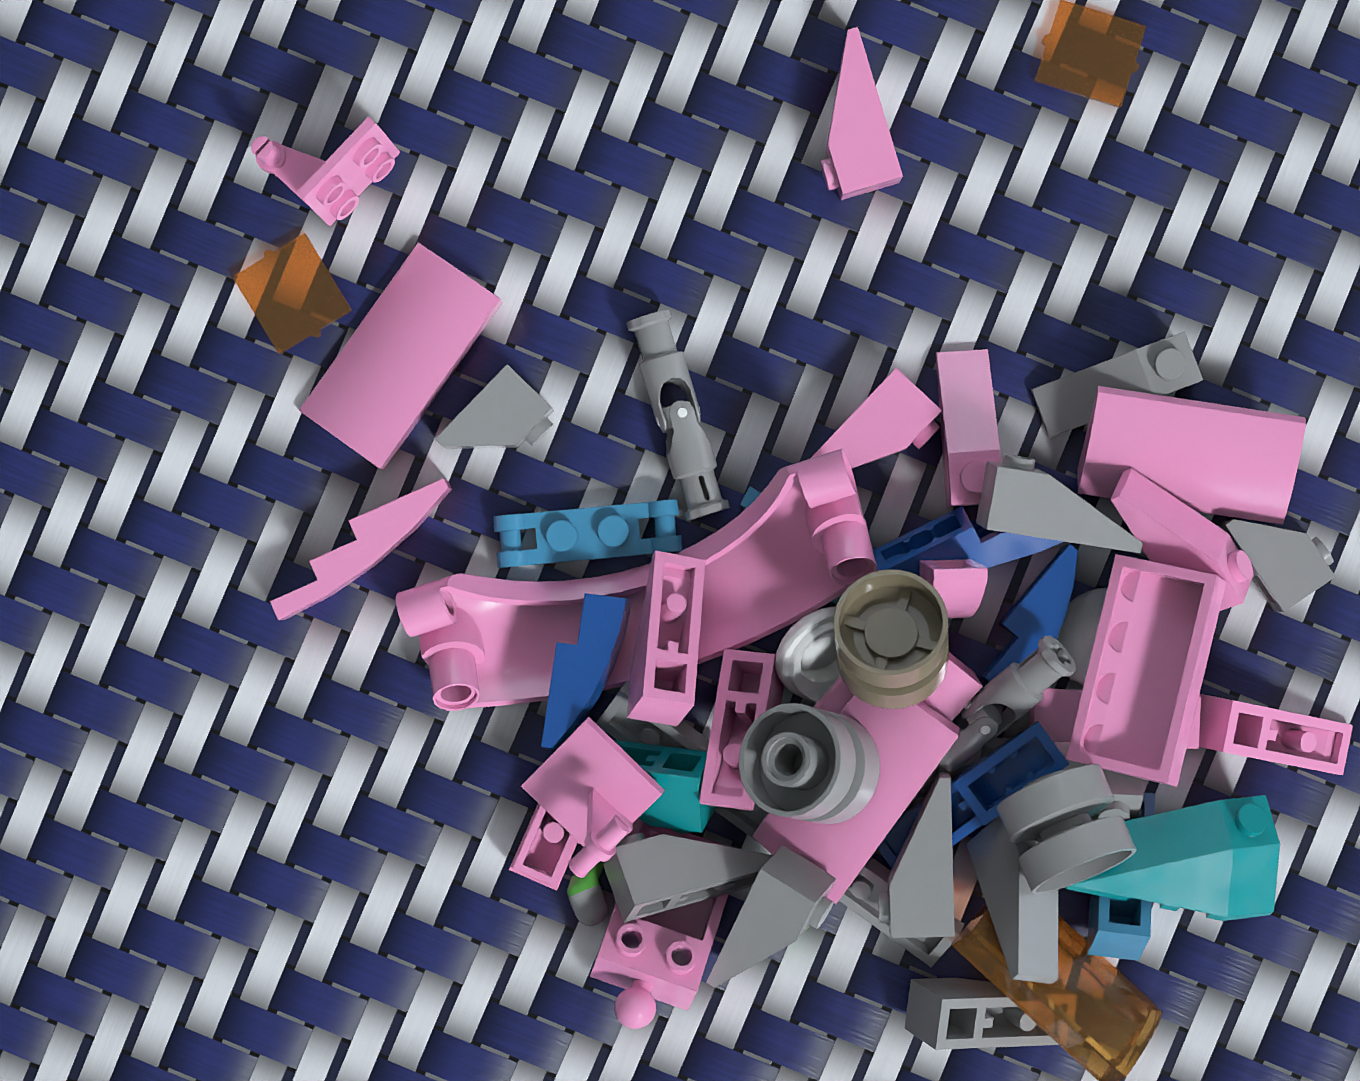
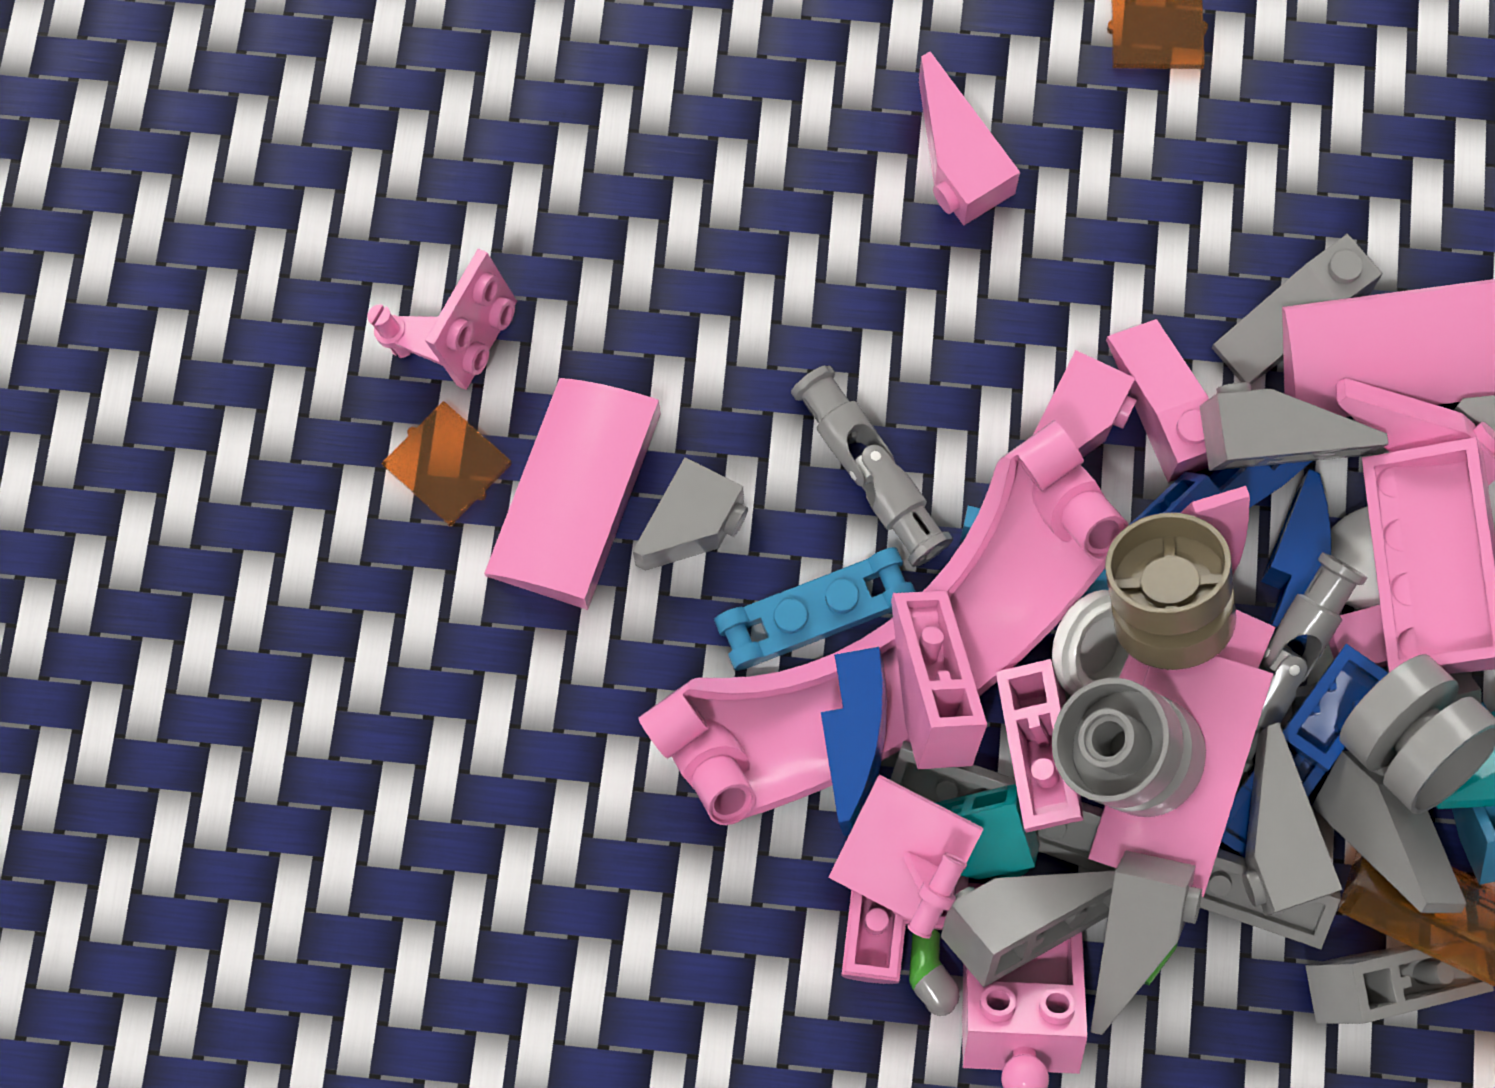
camera: 10 degrees left, 15 degrees down
(376, 535) = (600, 671): bright pink slope -> none

